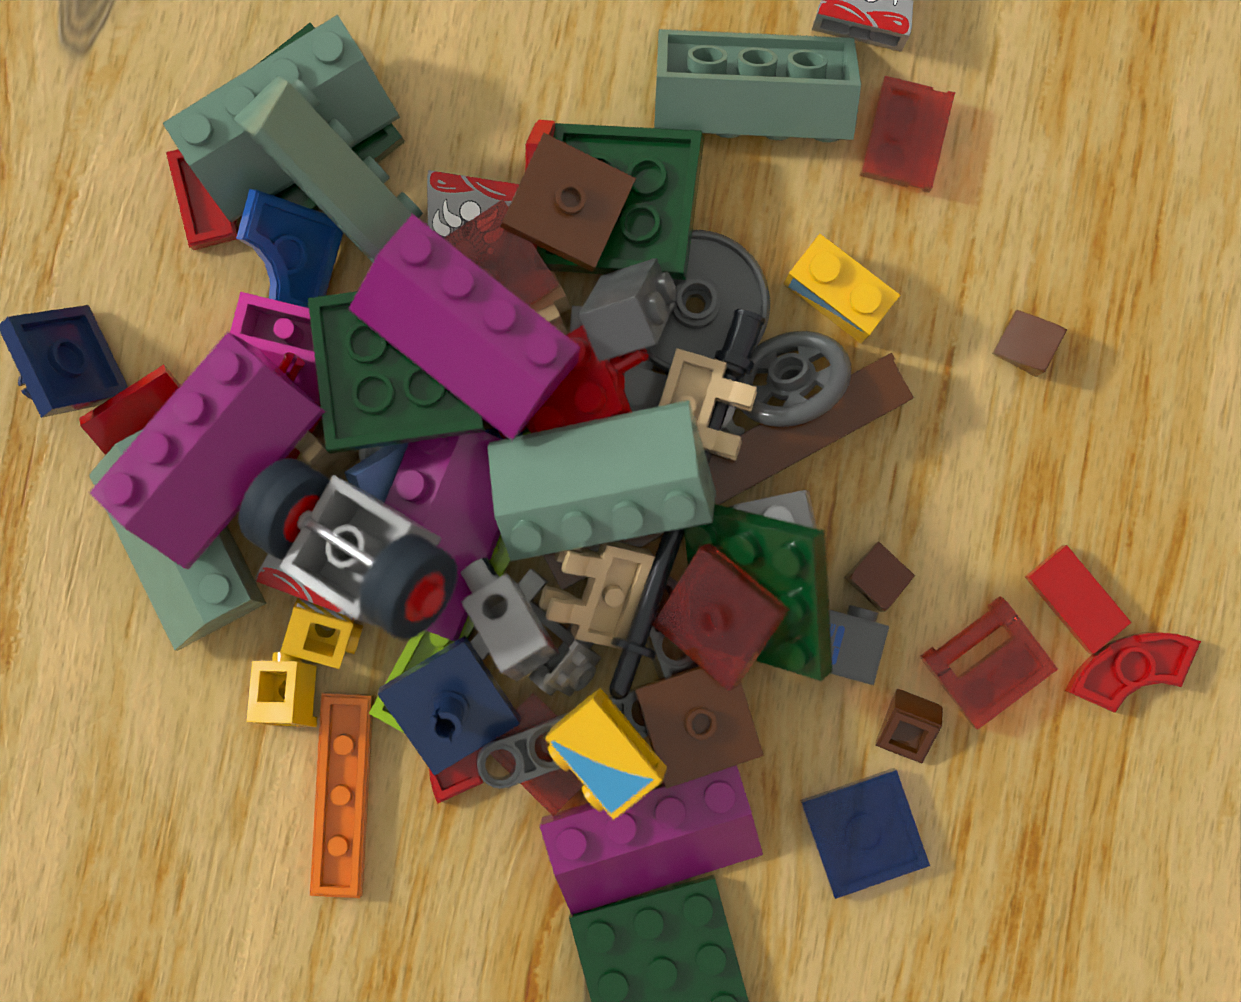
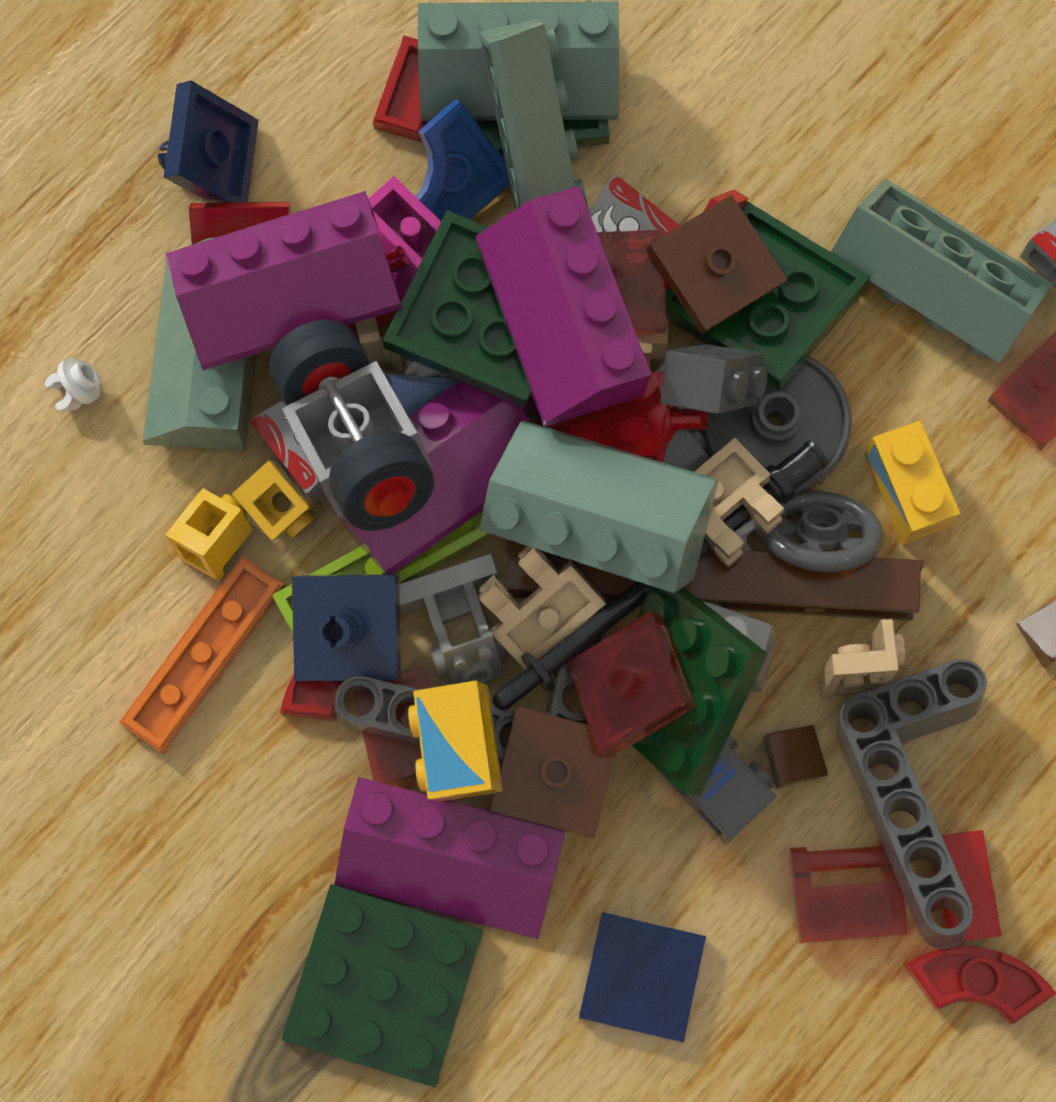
camera: 30 degrees right, 10 degrees down
(85, 632) = (79, 381): none -> white plate
(518, 637) = (442, 580): light grey torso -> none
(906, 465) = (864, 665): none -> tan bracket
(910, 726) = (741, 907): reddish brown slope -> none
(989, 556) = (903, 791): none -> dark grey beam

